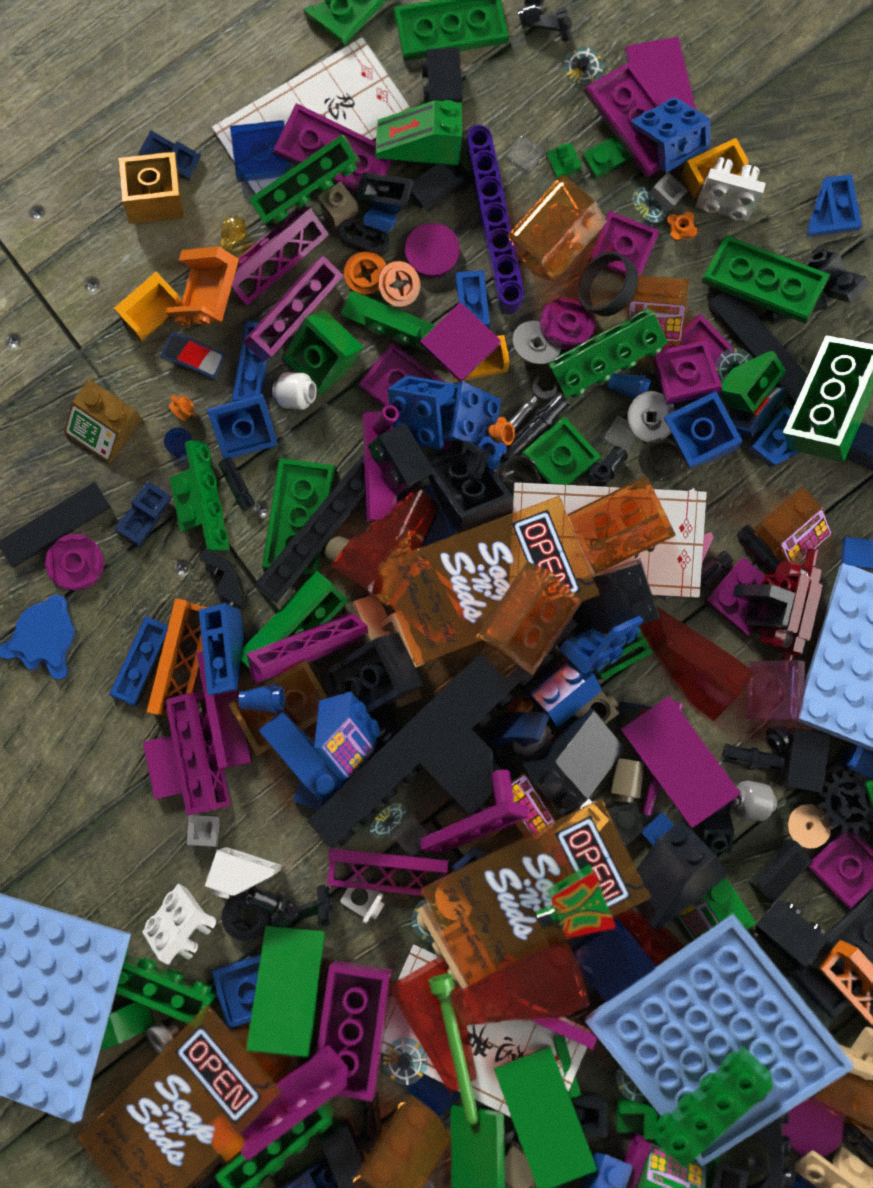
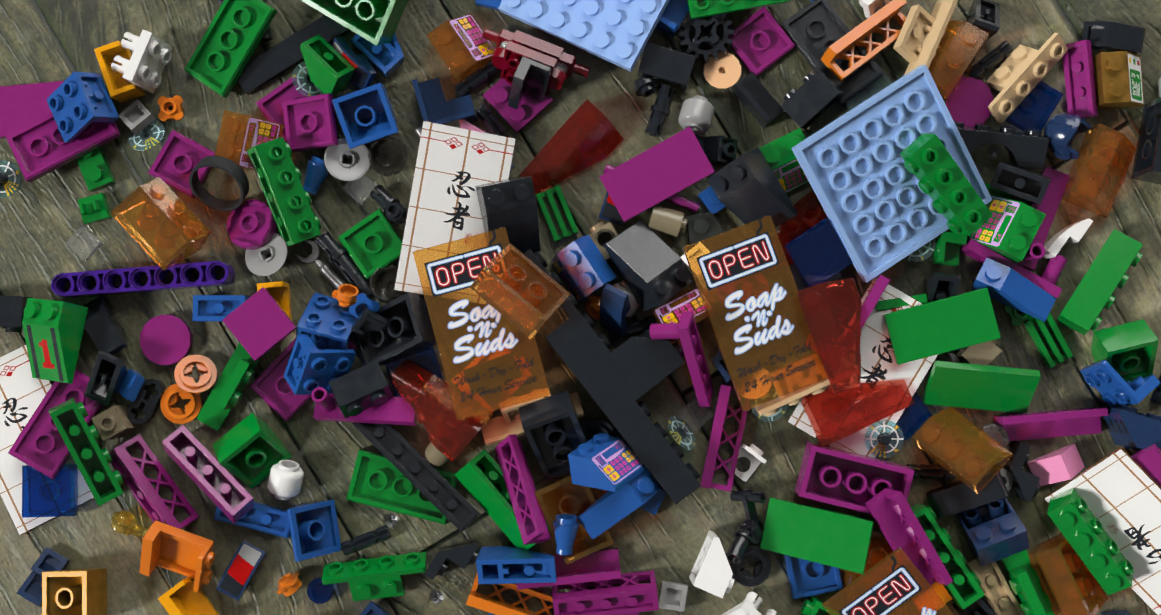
camera: 80 degrees left, 5 degrees up
(443, 988) = (828, 400): bright green piece -> none
(577, 905) = (771, 278): torso -> none
(594, 650) = (551, 237): blue bracket -> none
(621, 525) = (444, 200): clear orange slope -> none
(719, 509) = (437, 109): none -> dark blue panel
(776, 690) = (604, 83): clear pink tile -> none

